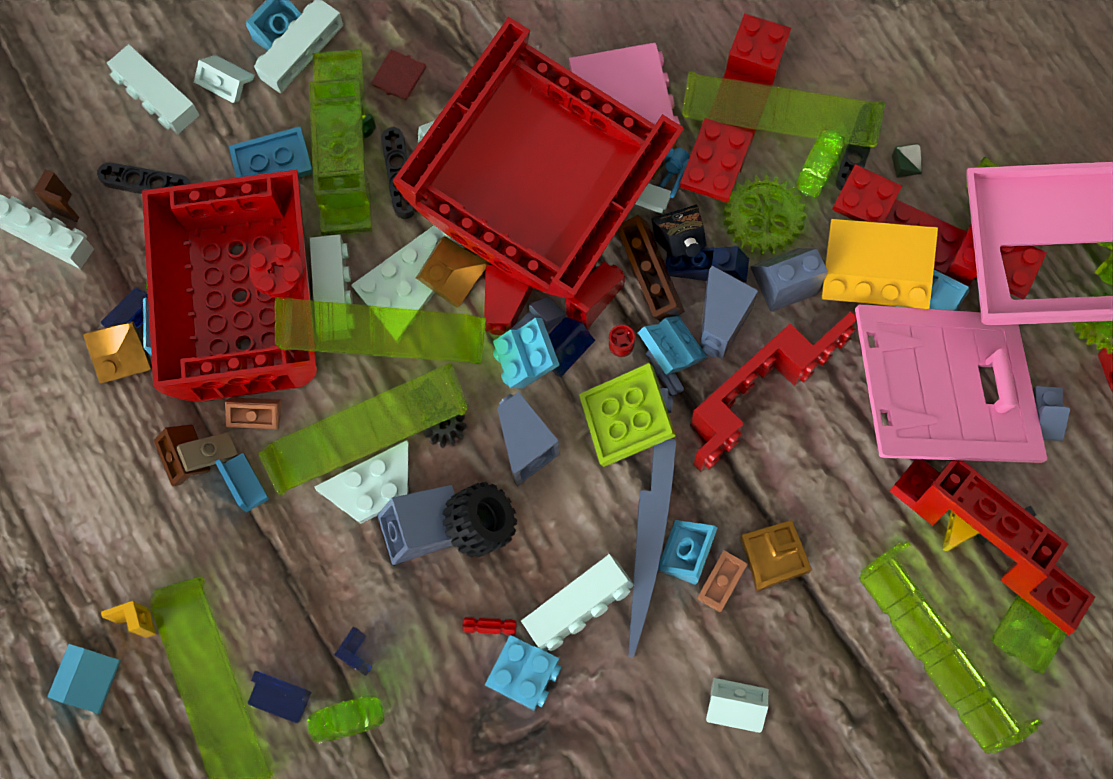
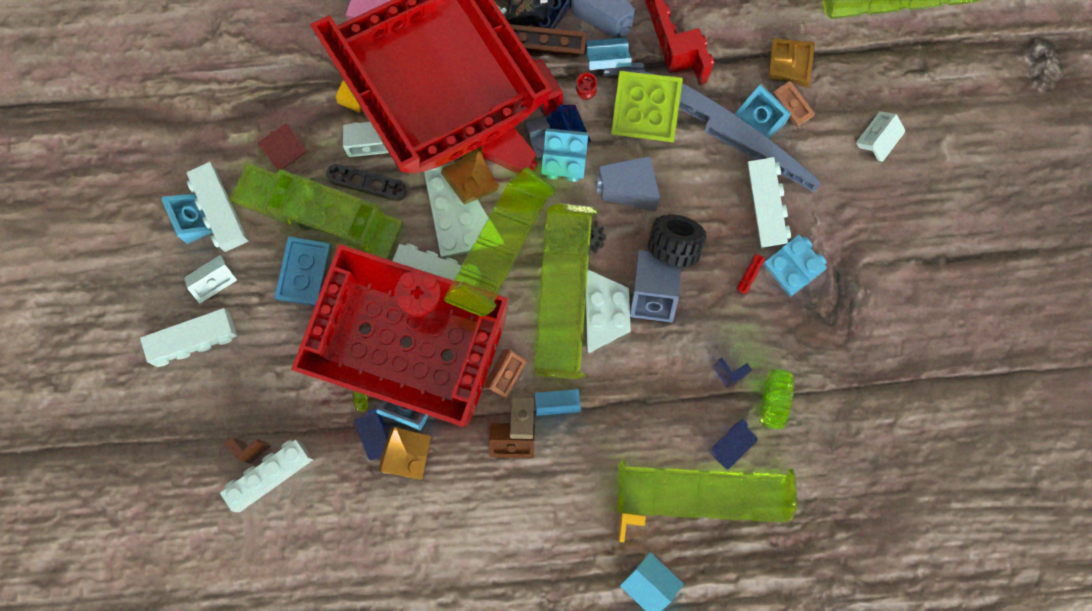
camera: 65 degrees left, 5 degrees up
(146, 177) = (263, 374): black beam -> none

